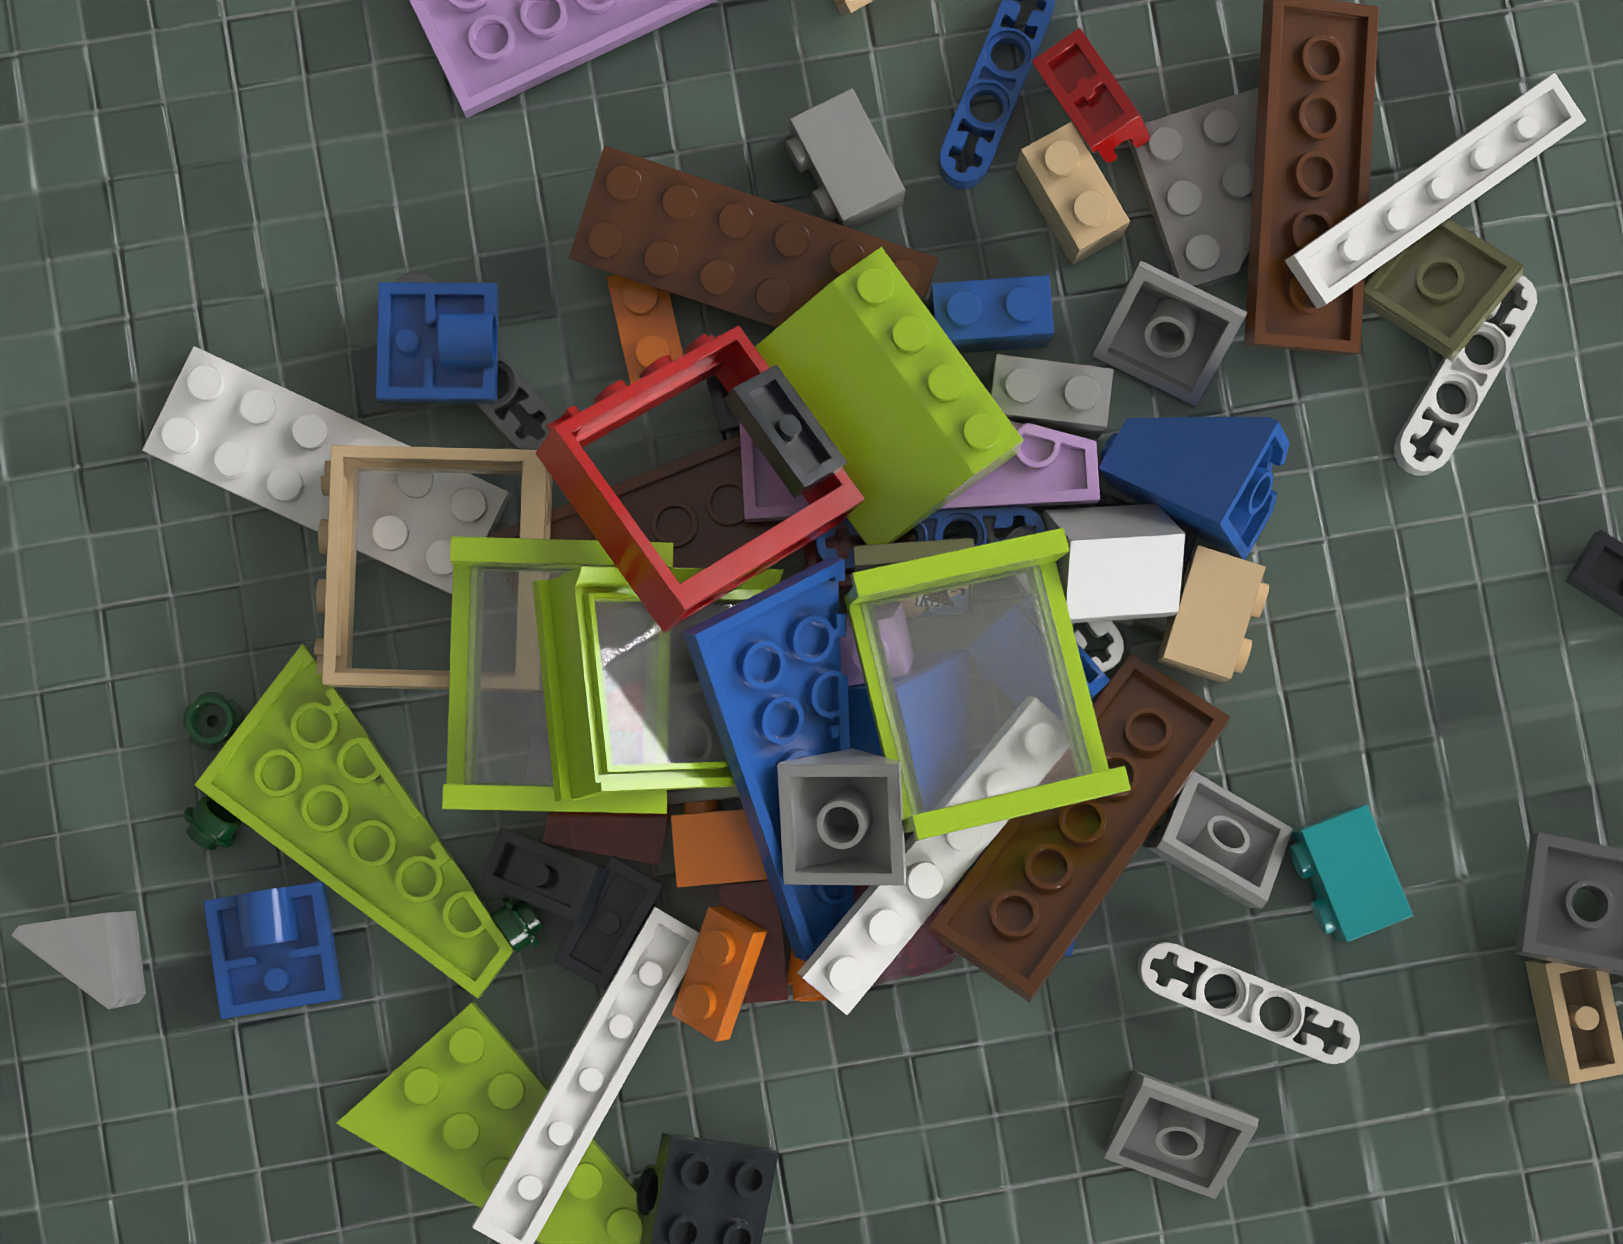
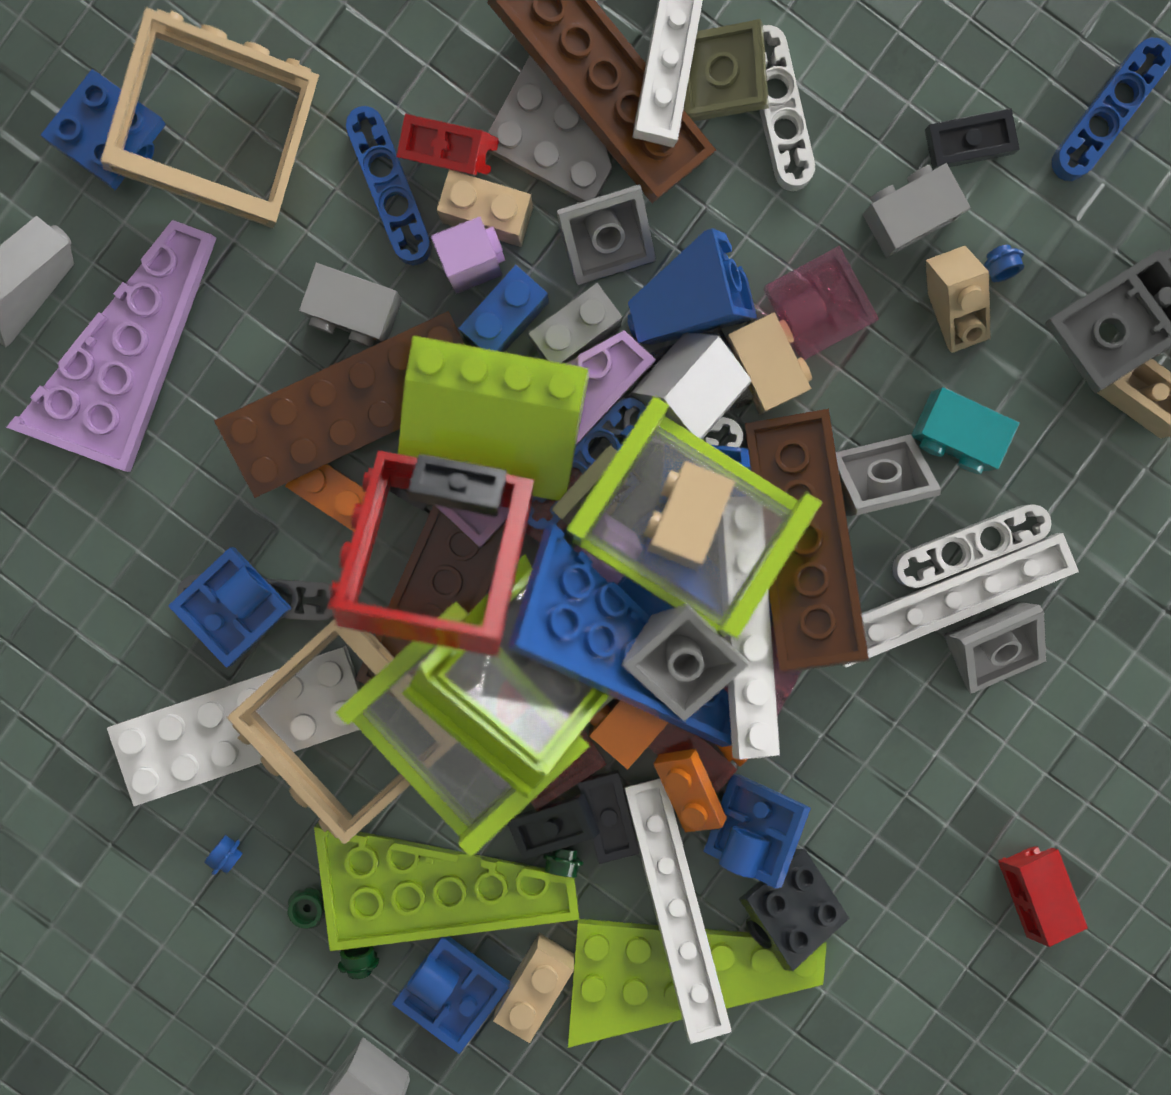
camera: 45 degrees left, 5 degrees up
(182, 586) = (224, 855): none -> blue plate
(363, 1024) = (534, 987): none -> tan brick
(748, 1083) = (758, 831): none -> blue plate
(986, 677) = (689, 516): none -> tan brick
(1012, 222) = (469, 254): none -> lavender brick
(1189, 1044) = (967, 593): none -> white plate
(1323, 606) = (821, 303): none -> clear pink plate
(1471, 734) = (960, 297): none -> tan slope
(1508, 602) = (915, 209): none -> light grey brick
(1550, 742) = (1004, 263): none -> blue plate

